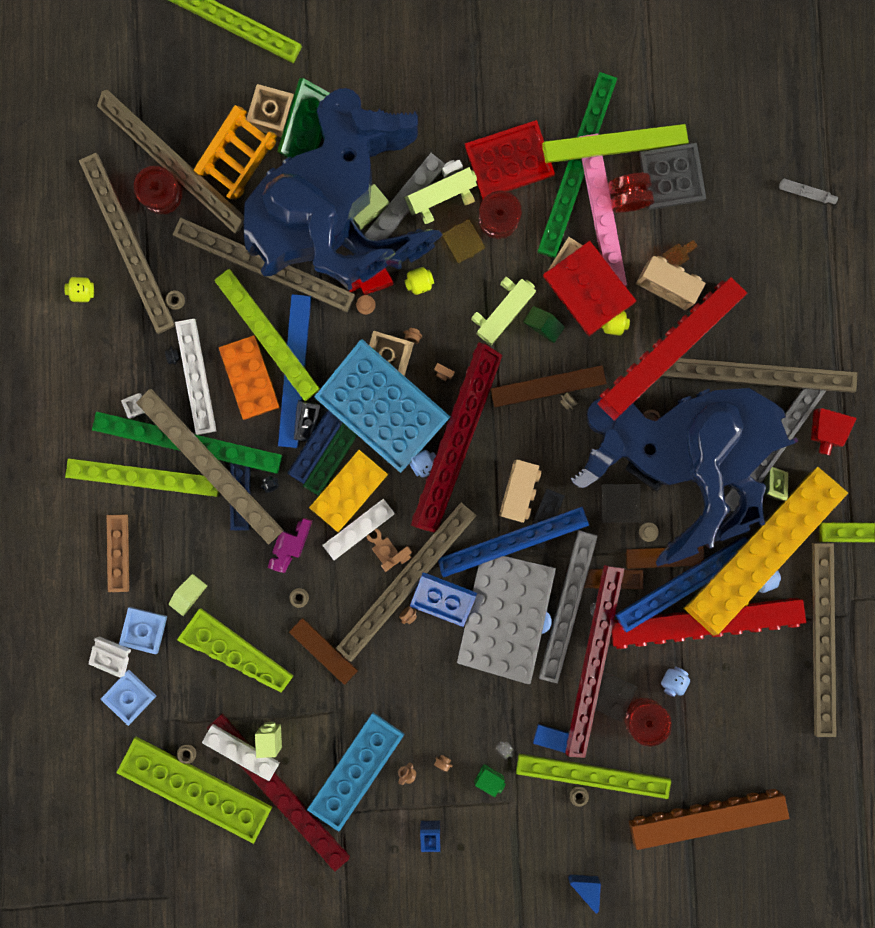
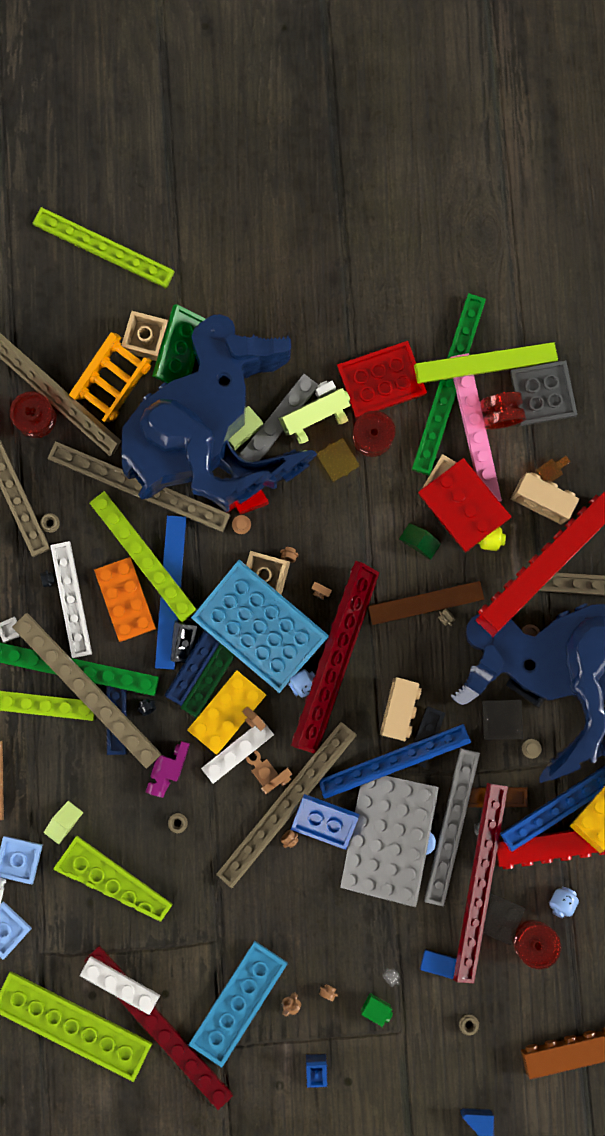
camera: 10 degrees left, 5 degrees down
(181, 756) = (57, 991): dark tan plate -> none
(268, 740) = (148, 971): yellowish green brick -> none
(323, 651) = (203, 878): reddish brown tile -> none
(373, 498) = (253, 719): none -> medium nougat plate
(419, 280) = (294, 500): neon yellow head -> none
(506, 311) = (382, 529): yellowish green brick -> none
(593, 776) = (483, 1003): lime tile -> none
(647, 558) = (530, 775): reddish brown tile -> none

